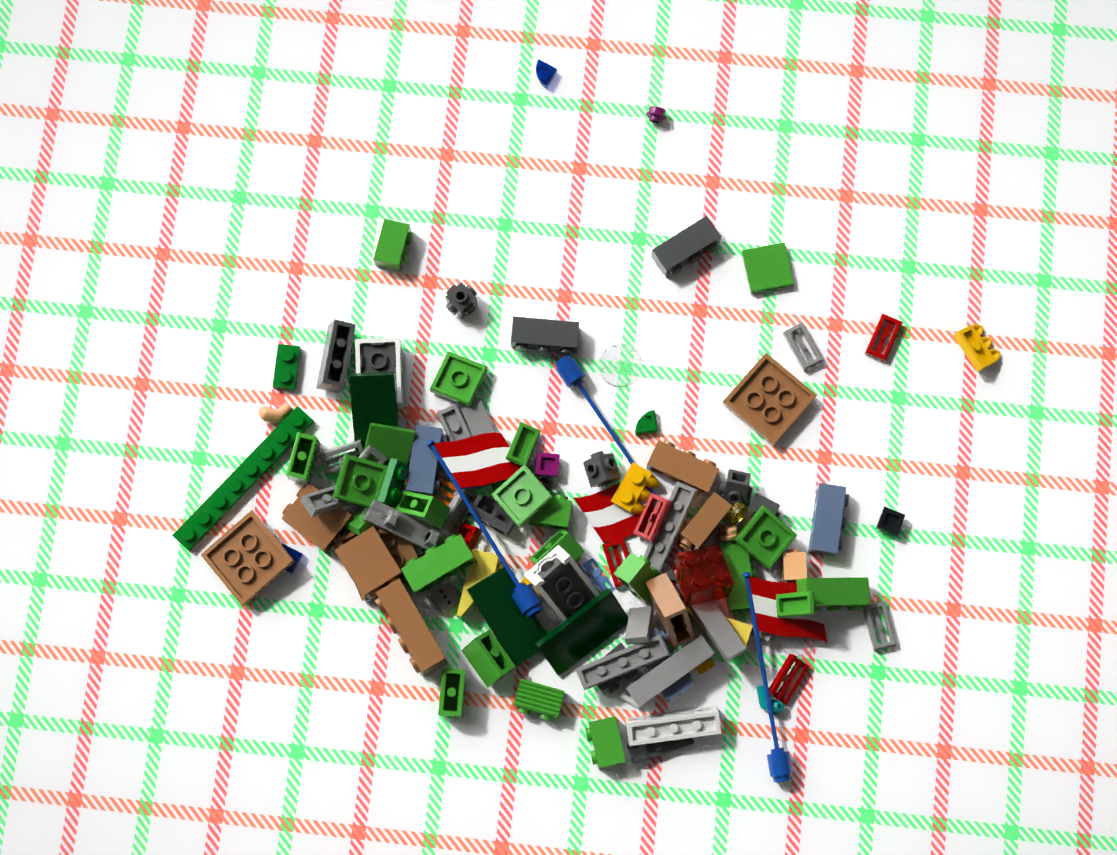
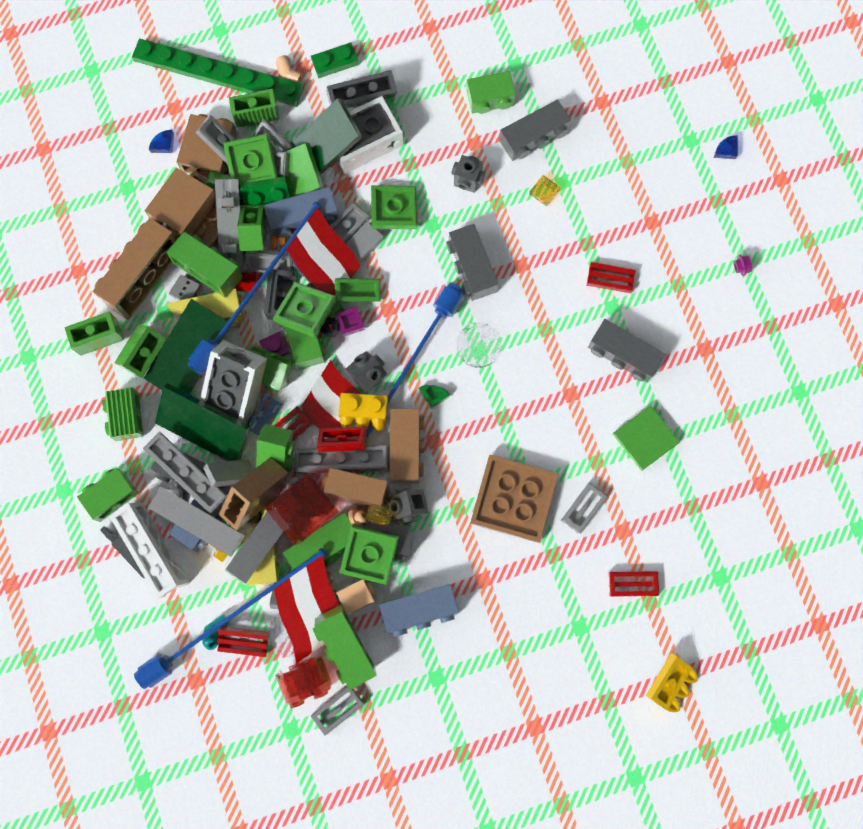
camera: 65 degrees right, 0 degrees up
(247, 558) = (144, 106): medium nougat plate -> none
(449, 224) = (535, 130): none -> dark grey brick
(507, 243) = (544, 190): none -> clear yellow tile
(536, 539) = (275, 344): none -> magenta plate
(624, 213) = (611, 269): none -> red tile
(795, 604) = (311, 613): bright green tile -> none
(846, 639) = (304, 680): none -> clear red brick
(890, 521) = (447, 674): black plate -> none

